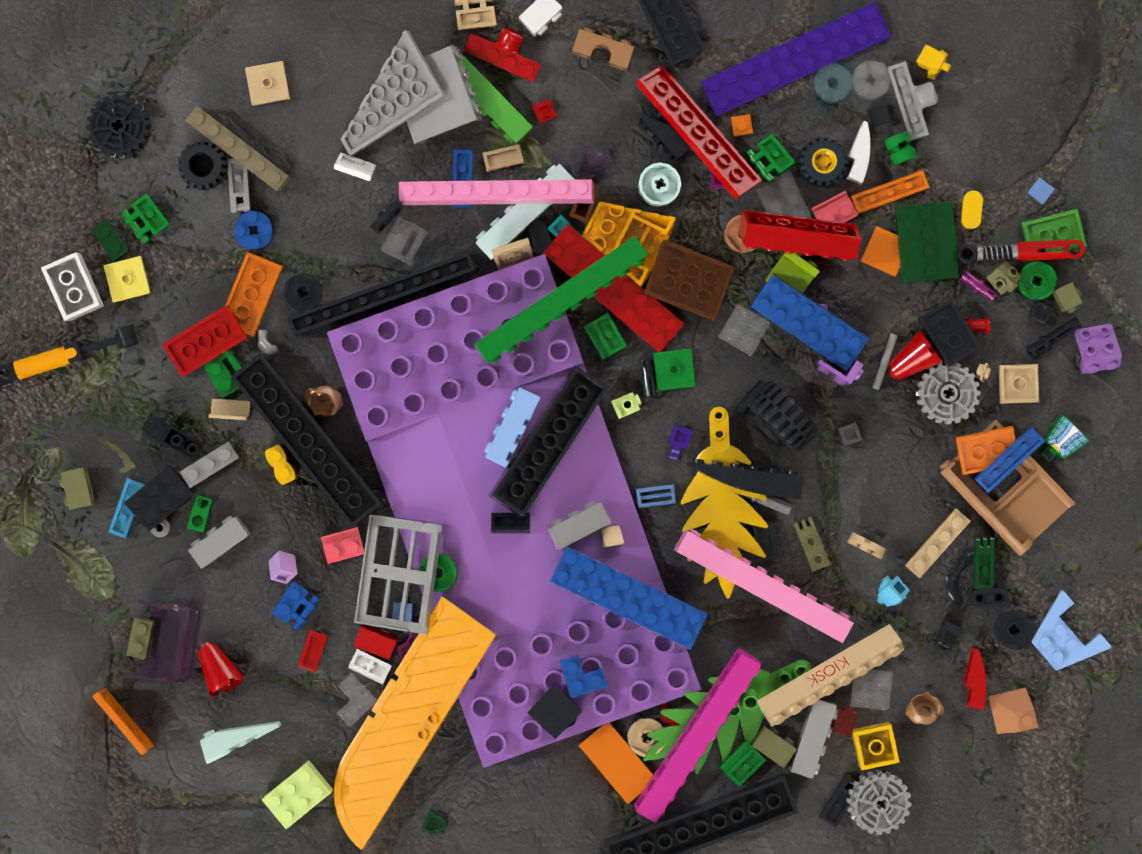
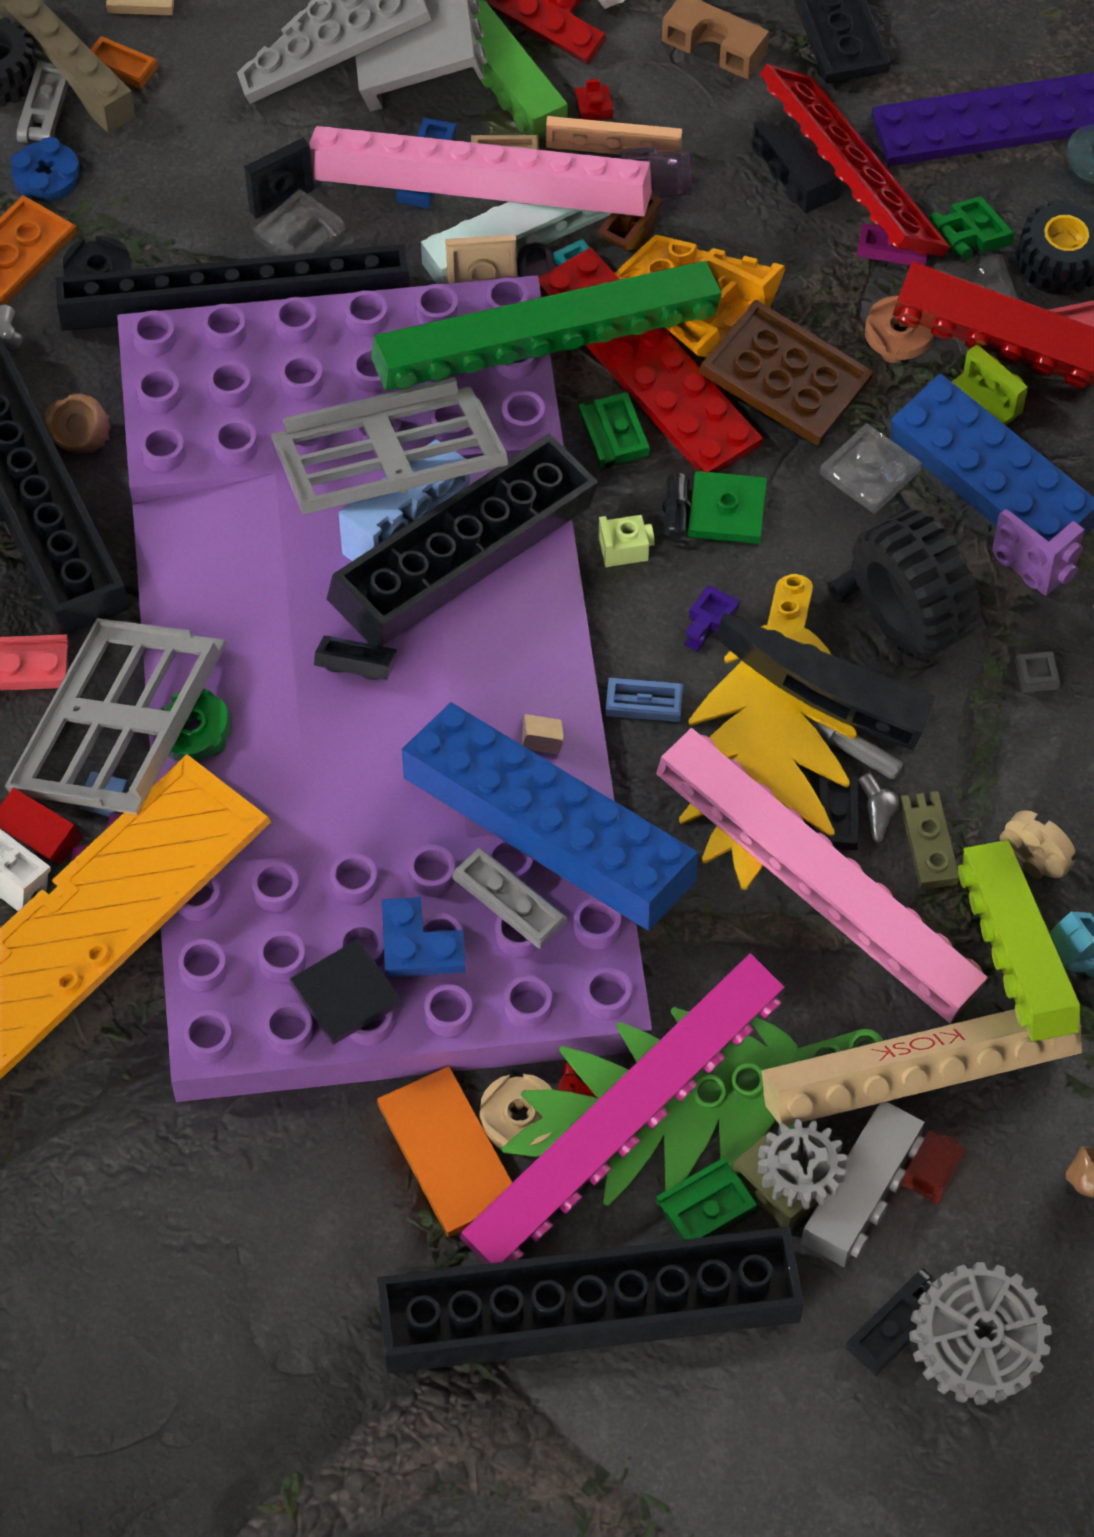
camera: 15 degrees right, 30 degrees down
(271, 142) = (126, 63): none -> orange tile
(355, 166) = (247, 113): white plate -> none
(434, 822) = (39, 1187): dark green tile -> none
(493, 396) = (375, 417): none -> light grey door
(562, 139) = (608, 136): none -> light nougat tile
(578, 524) = (487, 688): light grey brick -> none
(619, 643) = (509, 898): none -> light grey tile
(659, 173) = (767, 224): light aqua wheel -> none
(741, 125) = (929, 181): orange plate -> none
(775, 748) = (817, 1155): none -> light grey gear
(785, 532) = (881, 805): none -> flat silver animal
(866, 603) = (1019, 941): none -> lime brick
(872, 690) = (1002, 1119): clear plate -> none
(875, 746) = (991, 1219): yellow brick -> none

